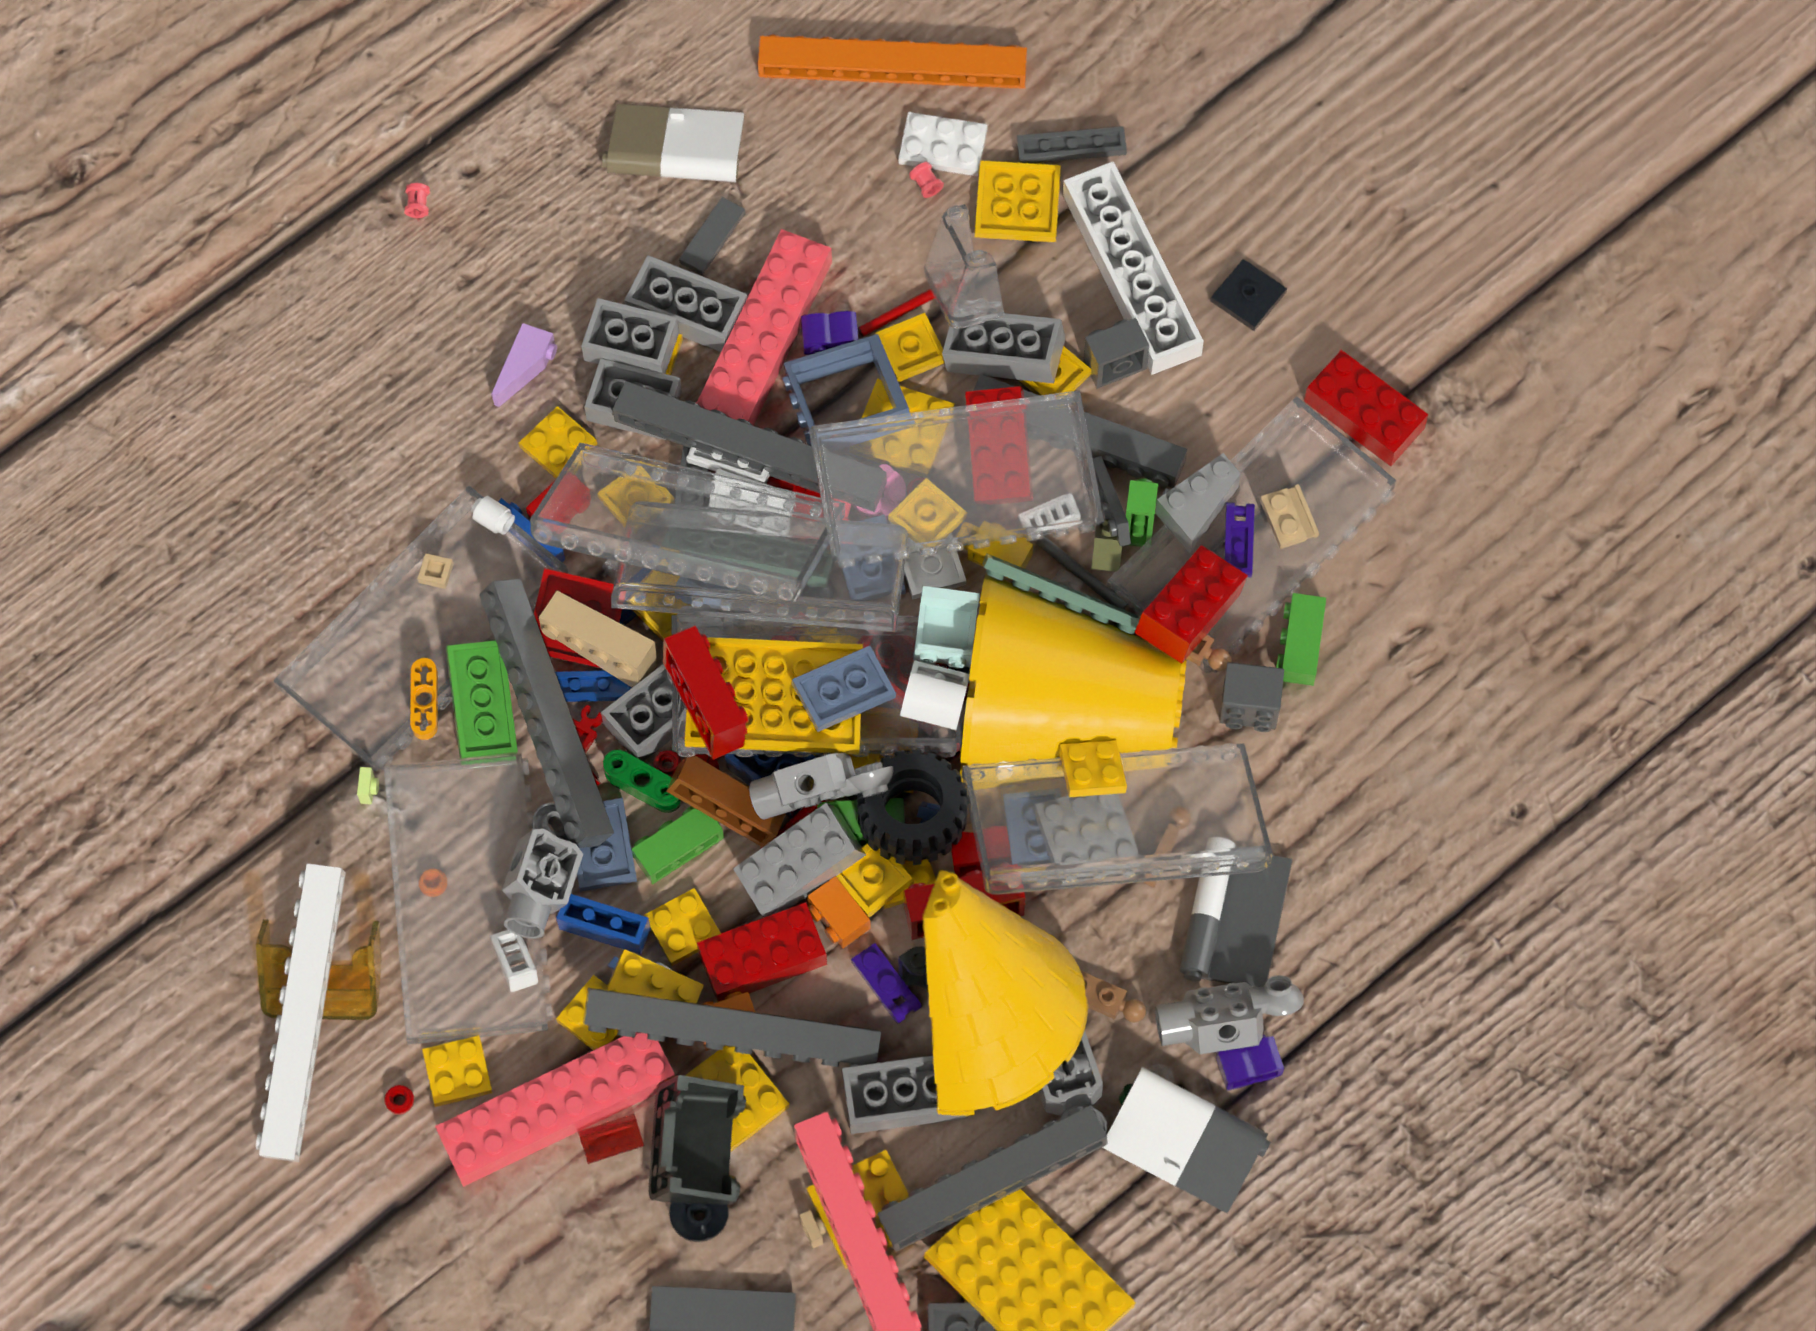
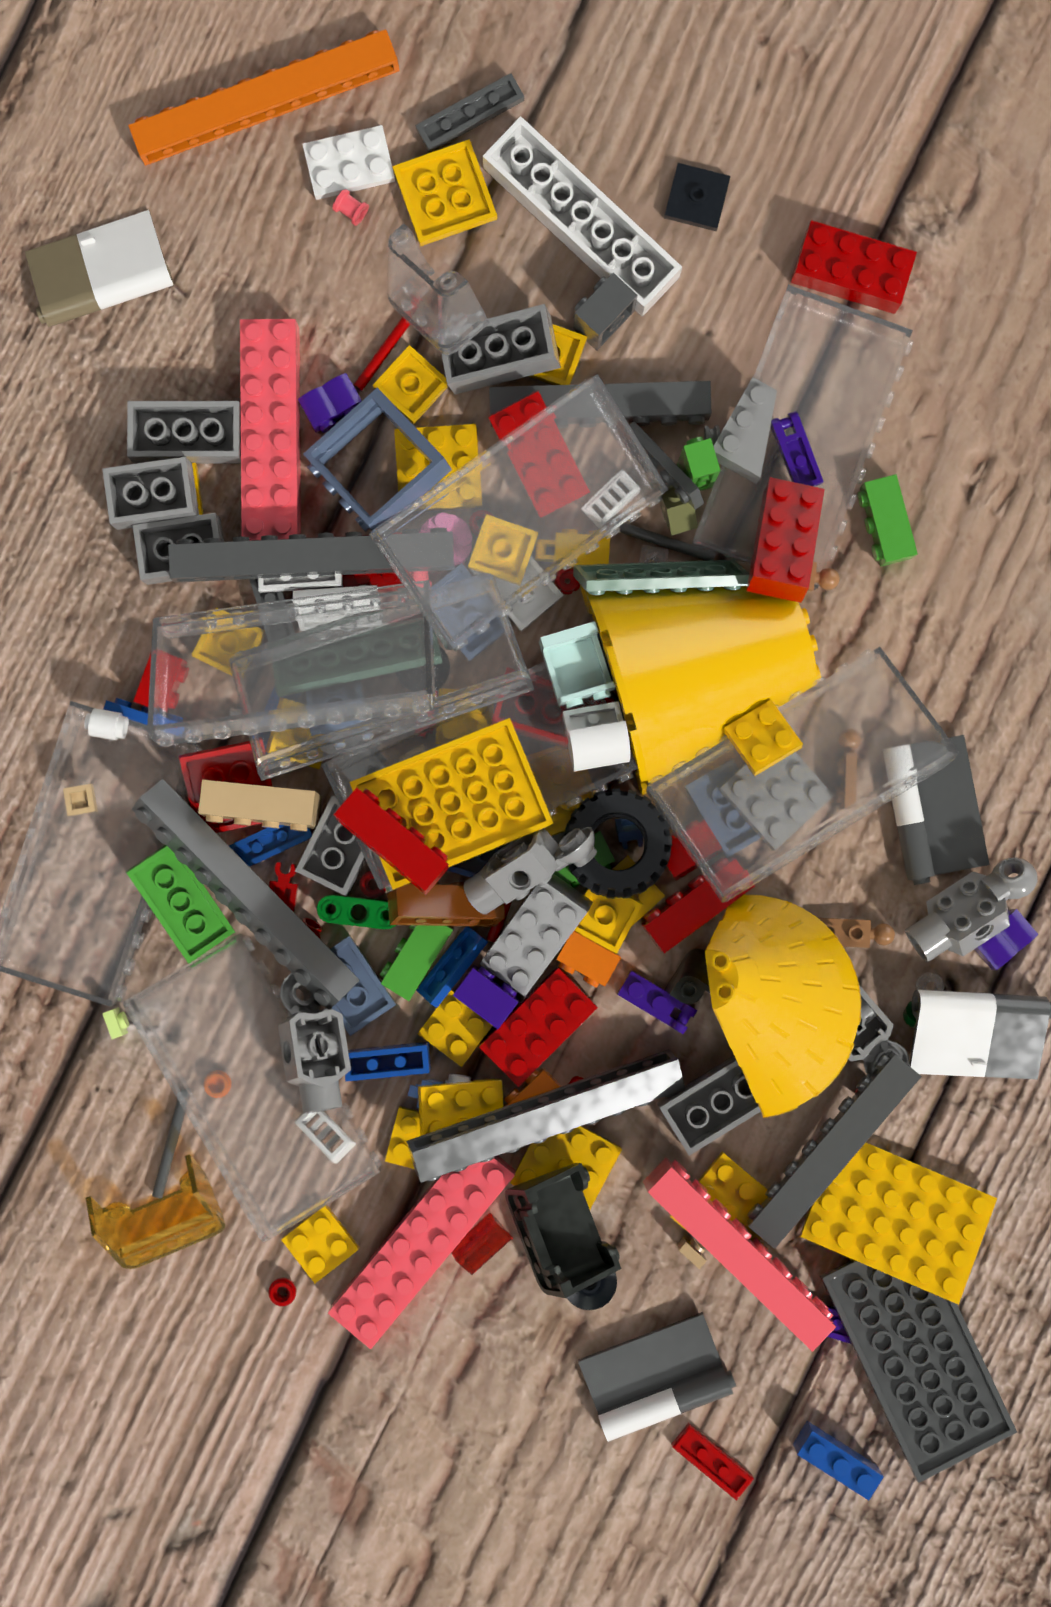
camera: 25 degrees left, 20 degrees up
(302, 1013) = (161, 1264): white brick -> none
(363, 917) = (169, 1151): none -> dark grey bar
(430, 709) = (117, 924): light orange beam -> none
(525, 361) = (63, 549): lavender slope -> none
(555, 441) = (129, 618): yellow plate -> none
(706, 866) = (451, 966): none -> blue plate
(712, 236) = (176, 349): dark grey tile -> none
(725, 897) = (487, 996): none -> dark purple brick
(843, 688) = (514, 773): sand blue plate -> none
(970, 567) = (565, 588): none -> red plate
(1251, 696) = (869, 599): dark grey piece -> none
(1289, 516) = (832, 409): tan plate -> none

